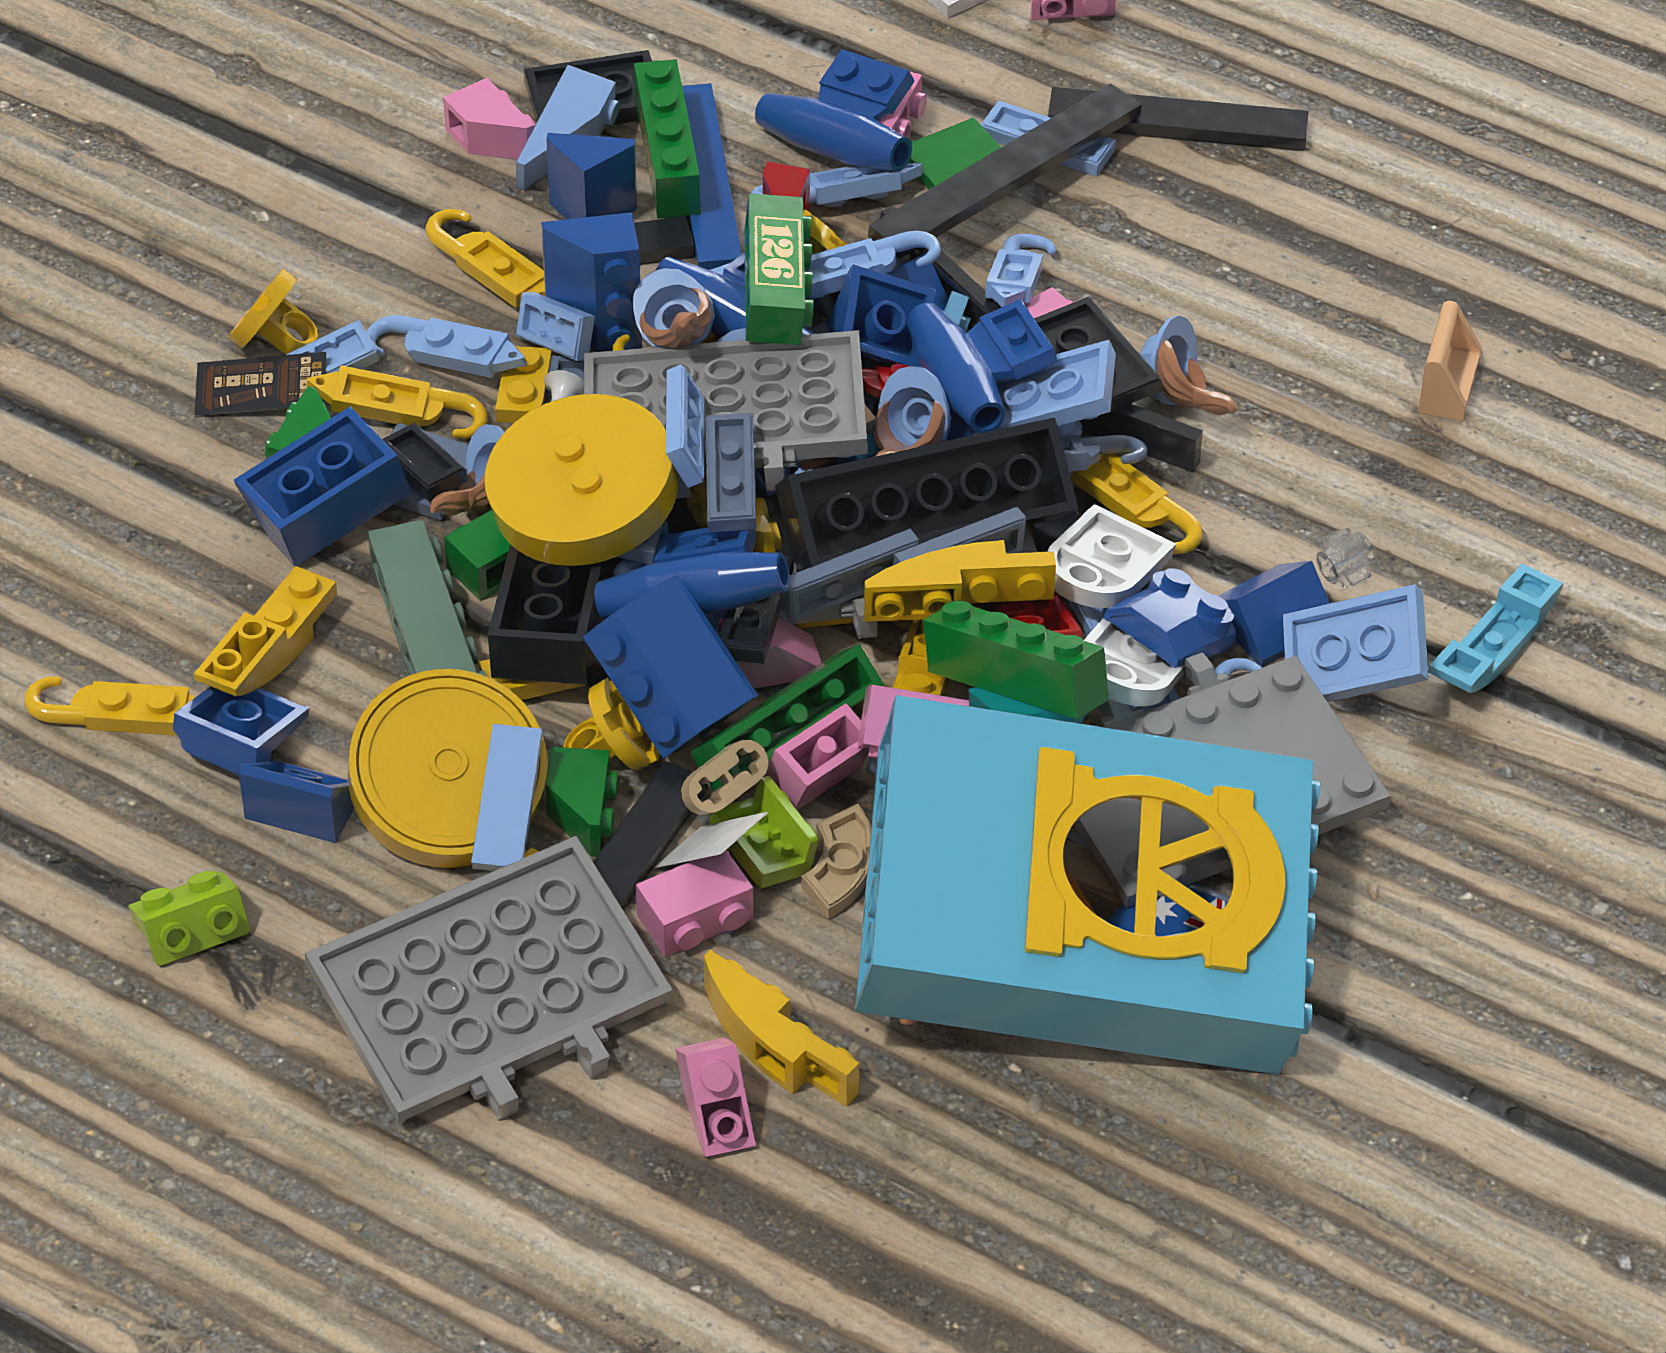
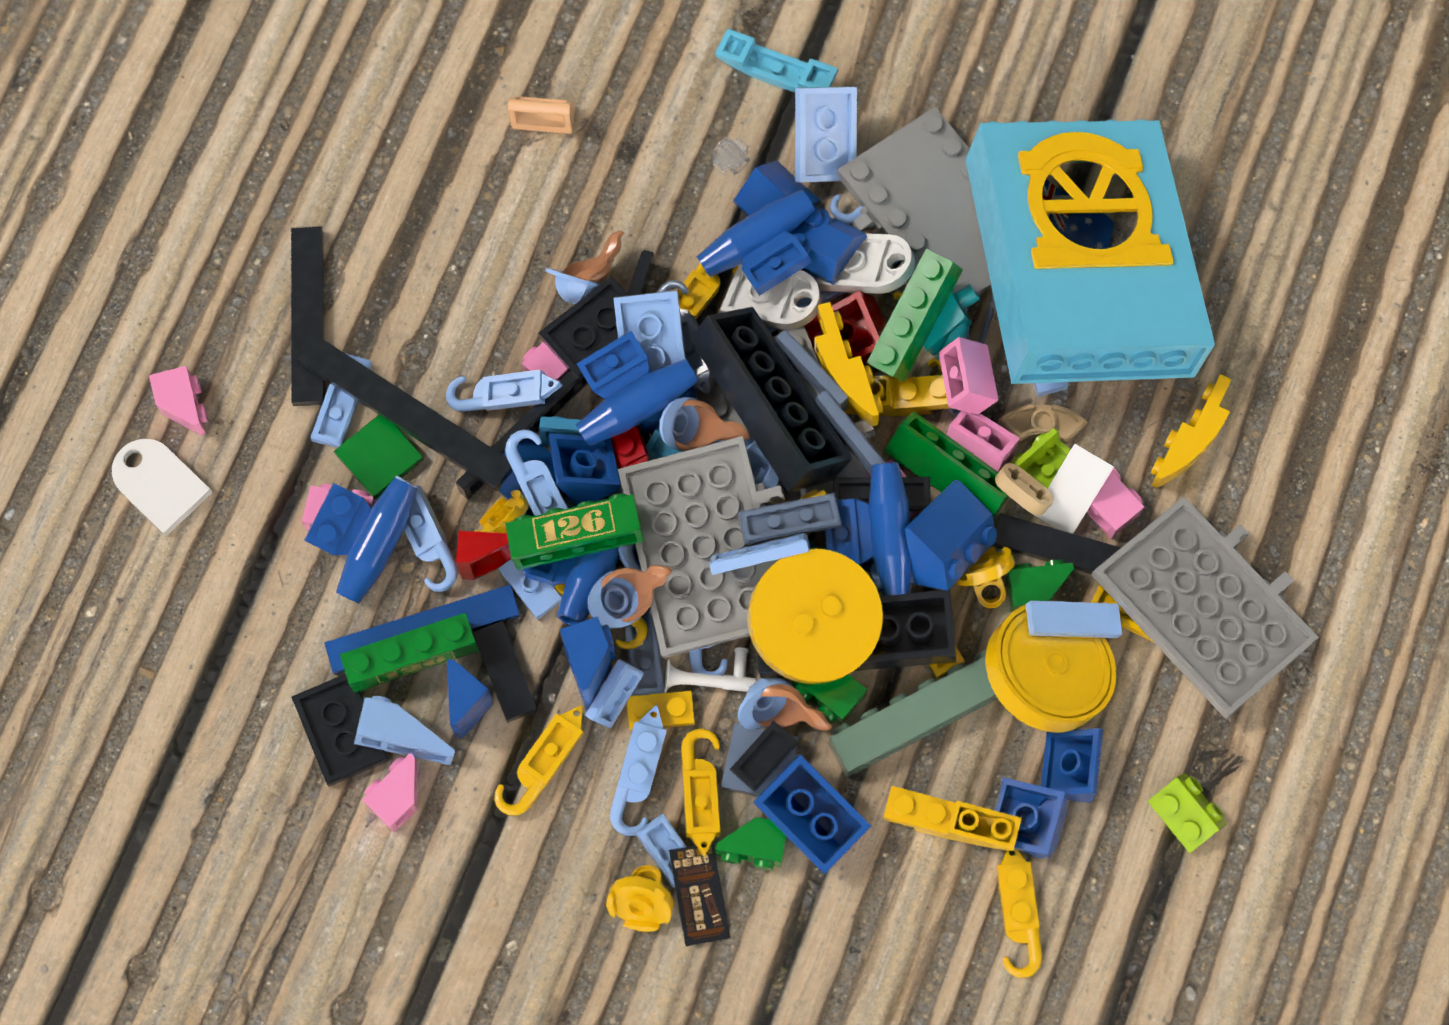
camera: 100 degrees left, 25 degrees up
(716, 1095) = (1250, 458): bright pink slope -> none
(1179, 534) = (763, 244): none -> blue plate

